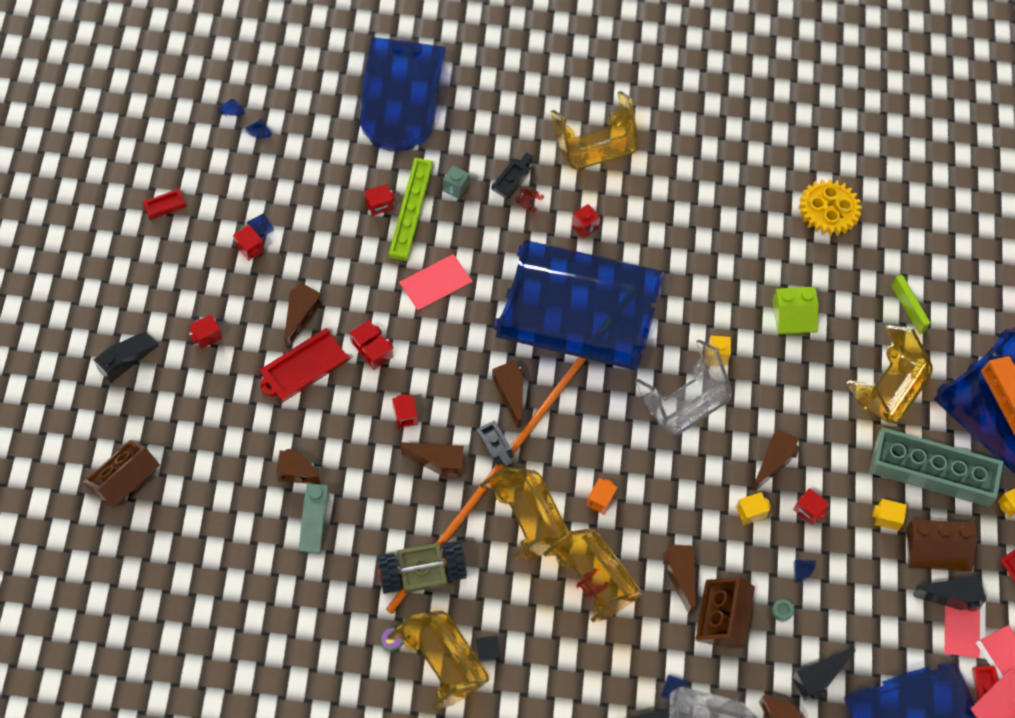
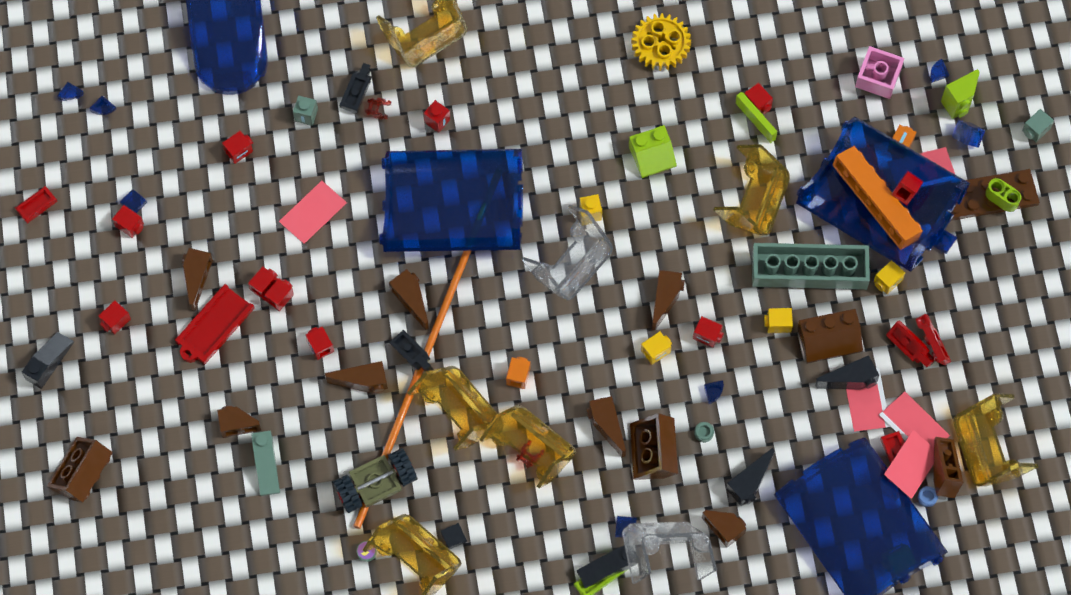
camera: 10 degrees left, 5 degrees up
(410, 209) = (270, 147): lime tile -> none
(919, 286) = (760, 98): none -> red brick

